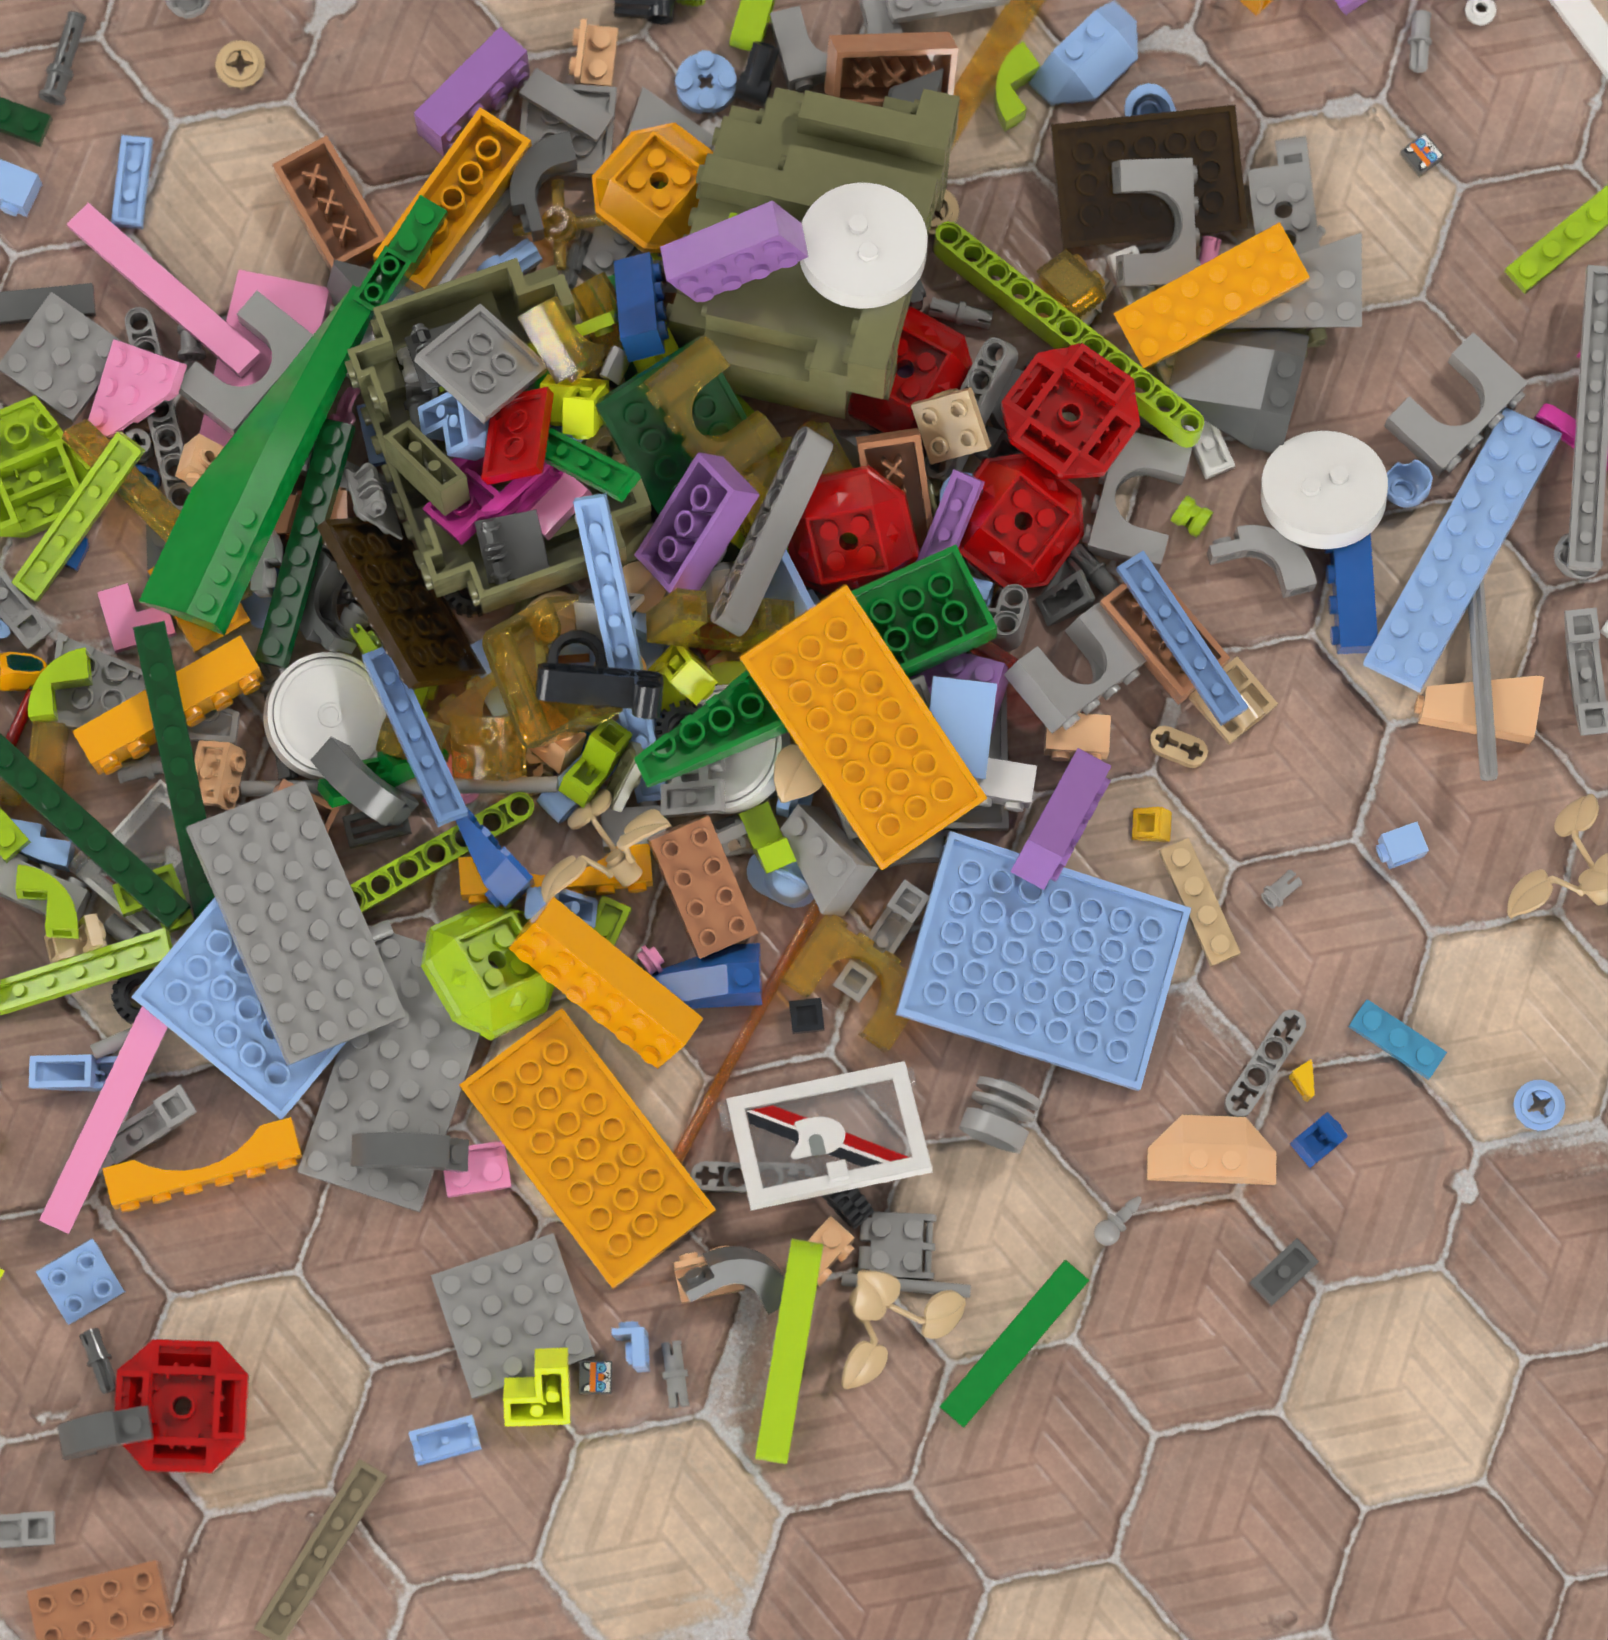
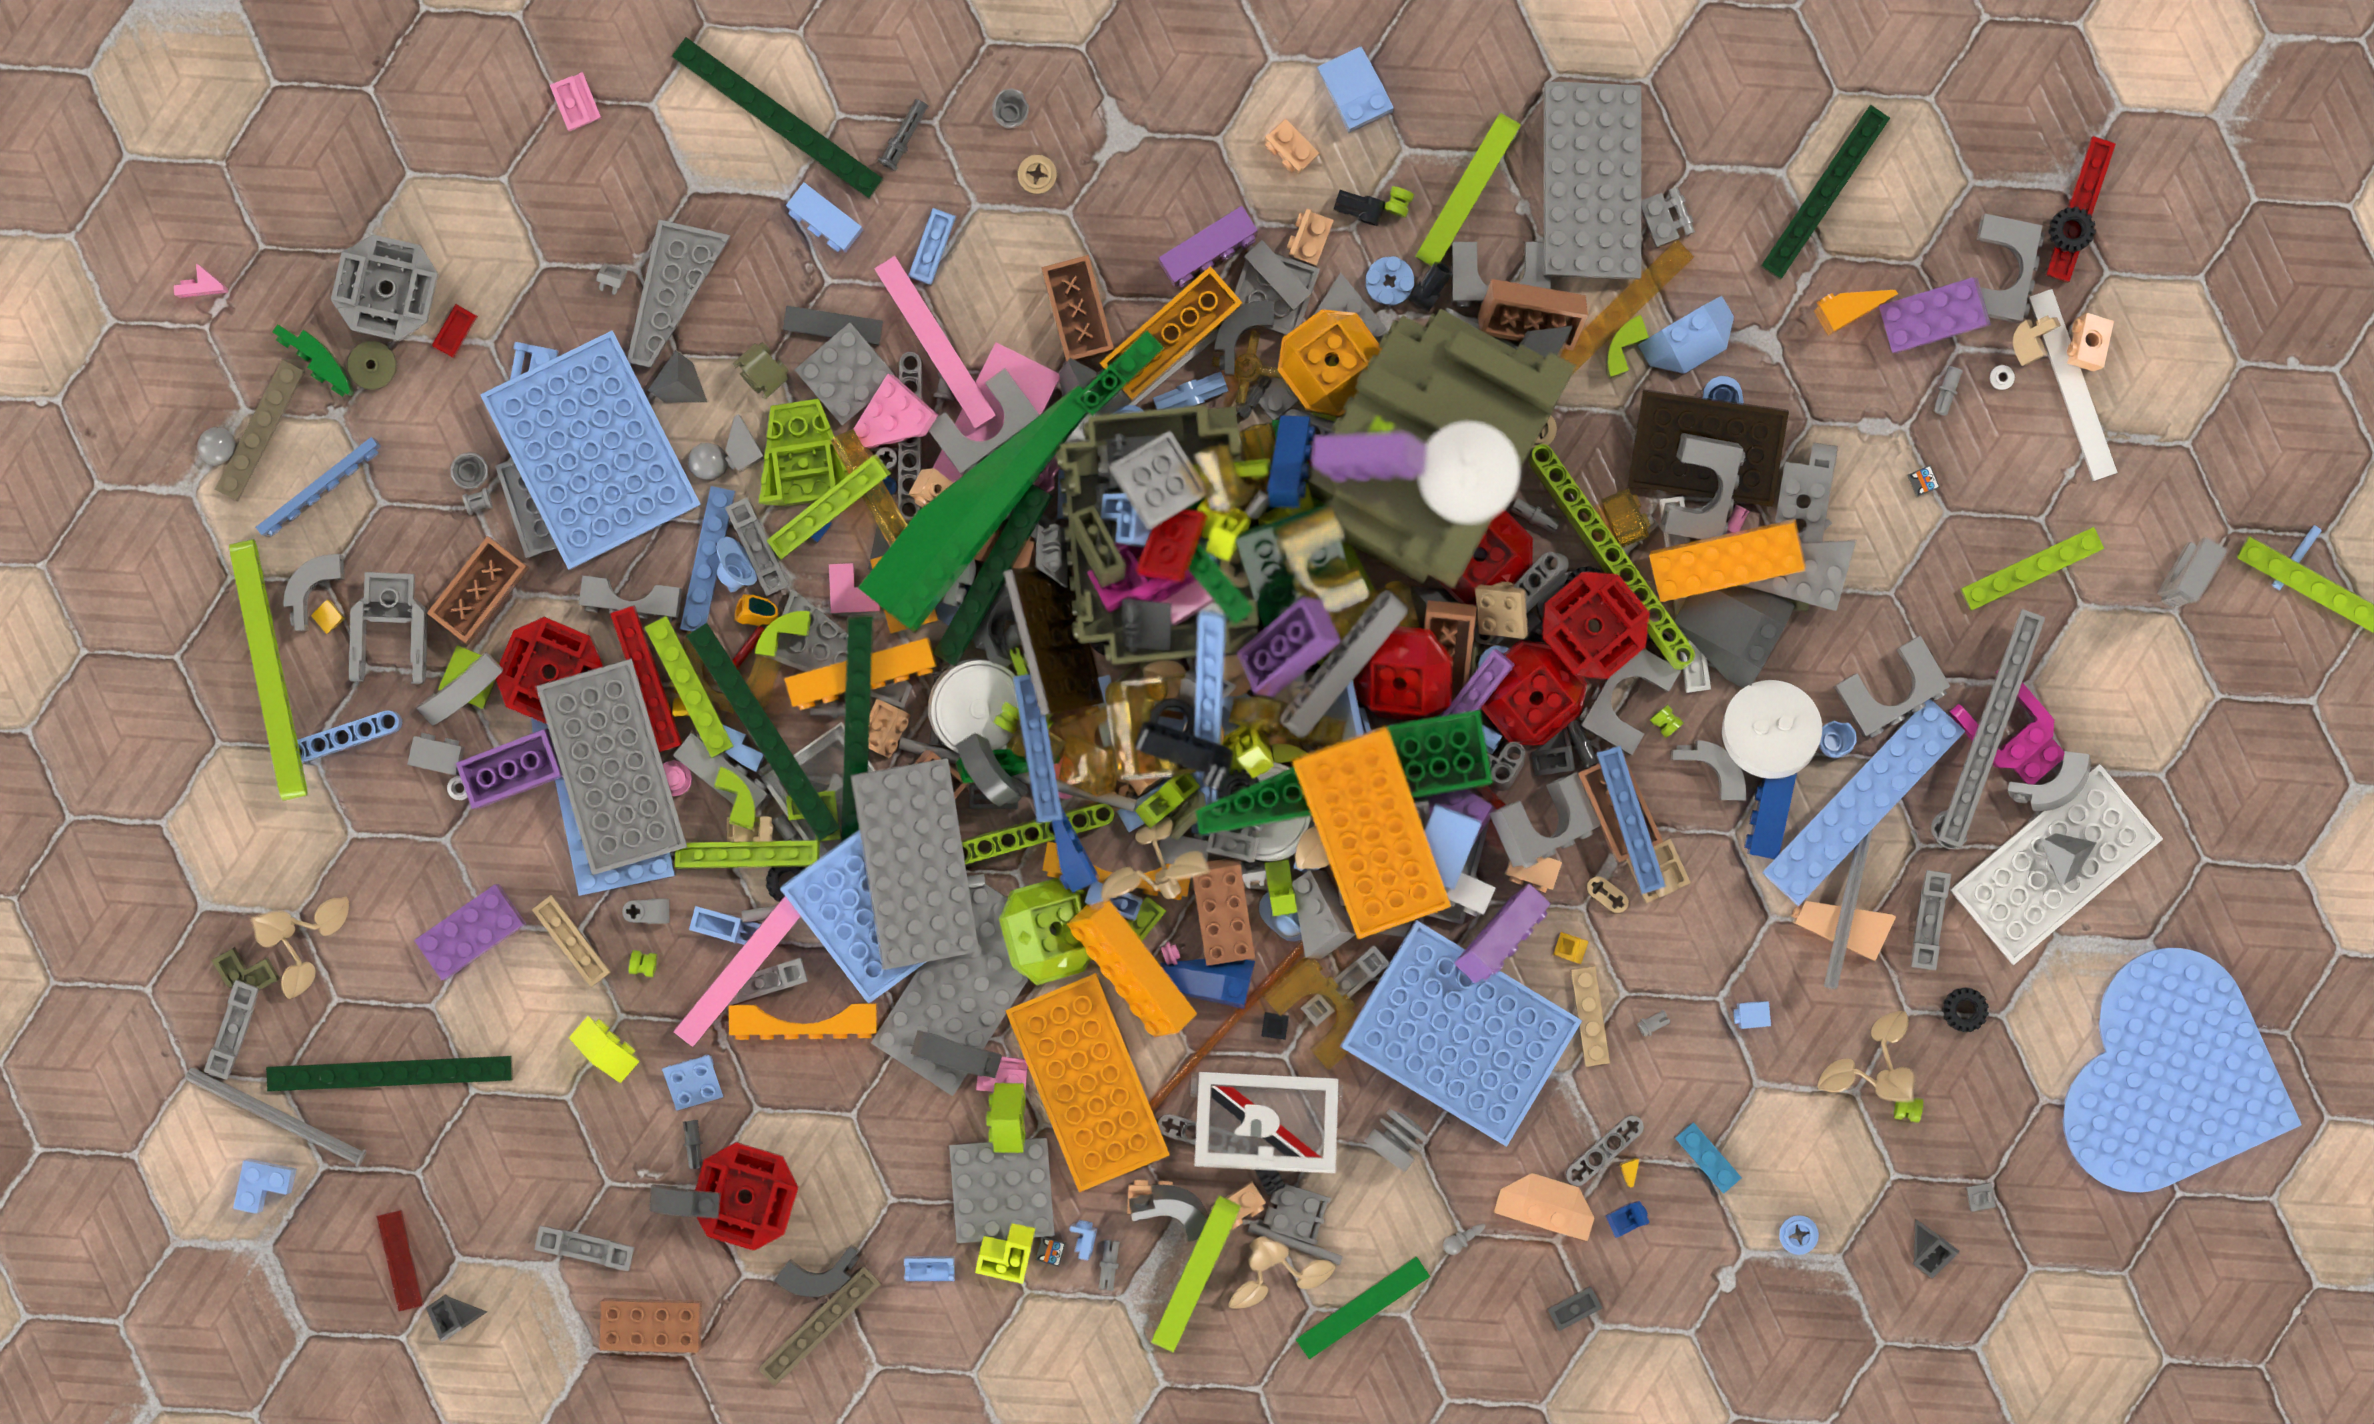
camera: 20 degrees right, 10 degrees up
(307, 1497) = (811, 1284): none -> dark grey arch
(370, 714) = (1008, 718): none -> lime wheel
(495, 1218) = (1007, 1117): none -> lime brick

